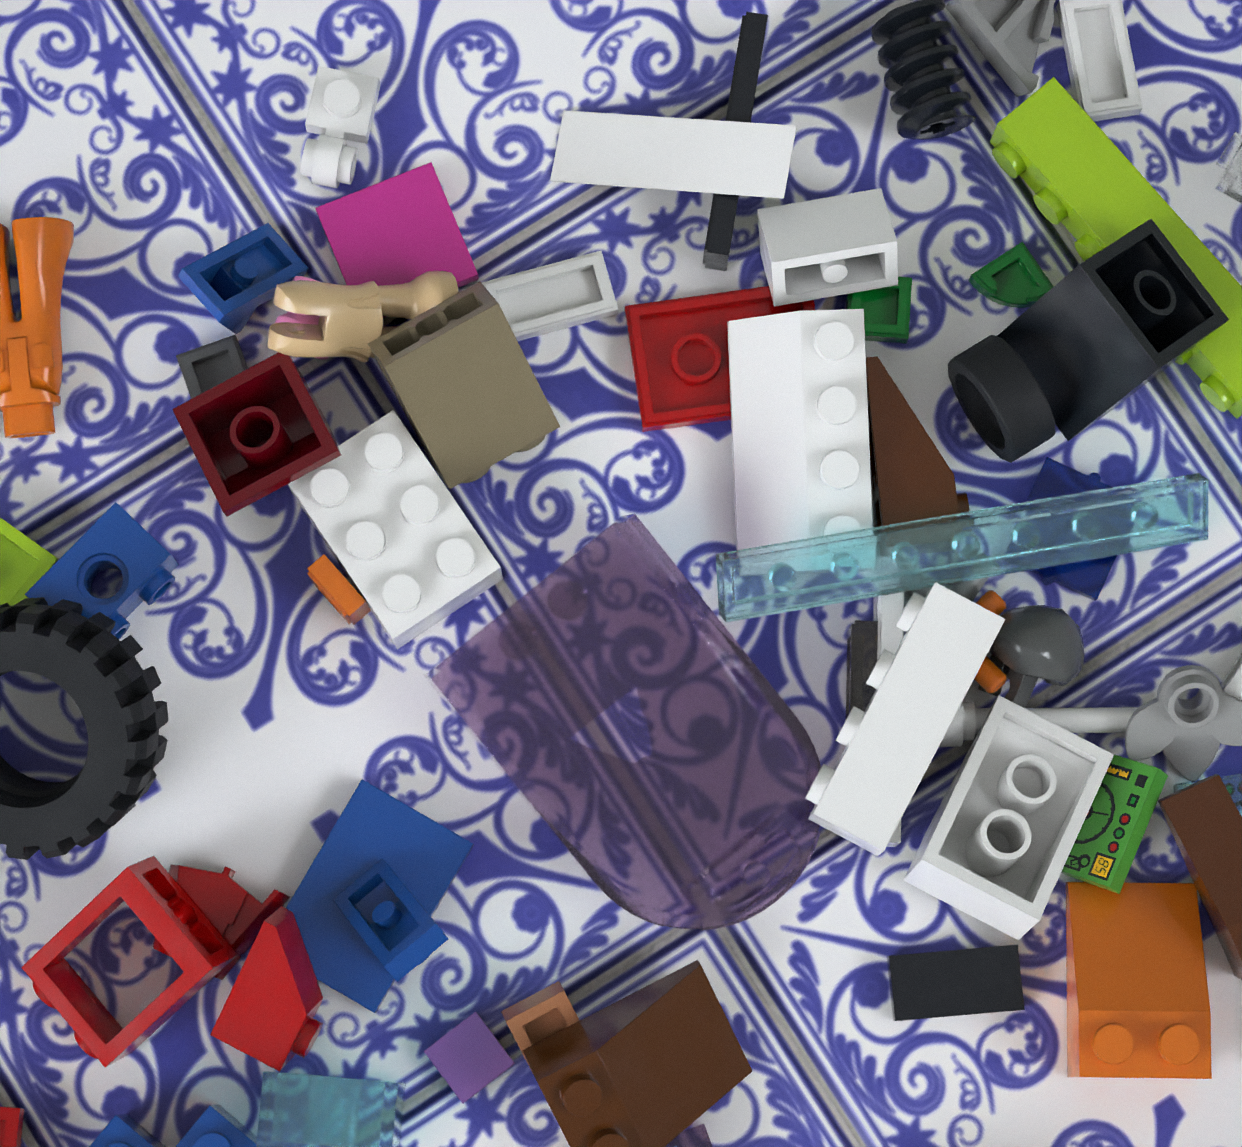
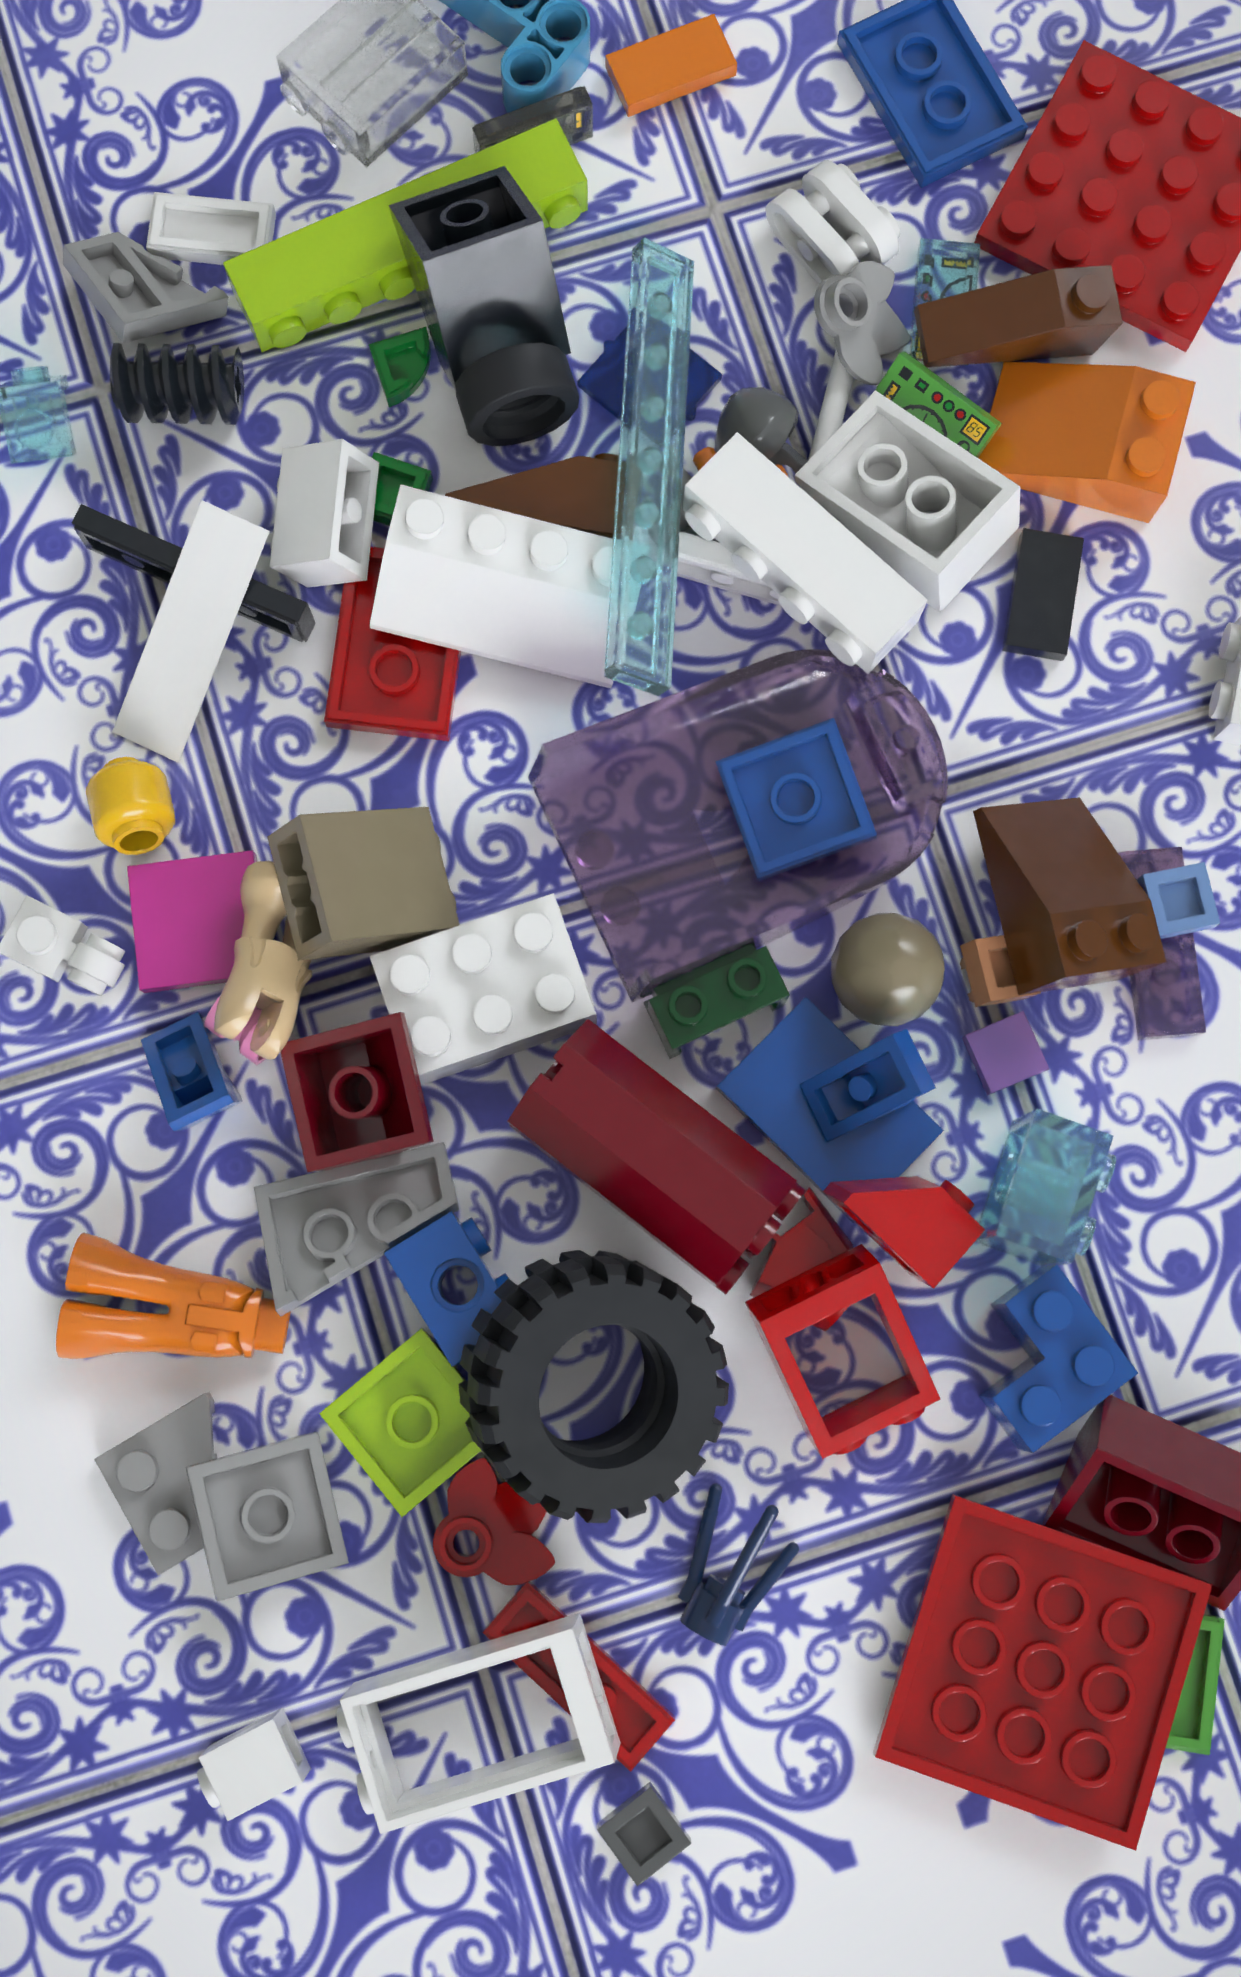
camera: 75 degrees left, 0 degrees up
(143, 462) = (347, 1217): none -> light grey wing
(211, 364) = (271, 1131): dark grey tile -> none
(270, 733) = (656, 1156): none -> dark red brick
(338, 590) = (526, 1061): orange tile -> none
(445, 753) = (715, 996): none -> dark green window
(489, 148) = (130, 805): none -> yellow head
(516, 914) = (887, 969): none -> dark tan piece
(555, 295) = (292, 777): white tile -> none
(667, 783) = (796, 799): none -> blue tile
(859, 663) = (742, 599): clear smoke tile -> none

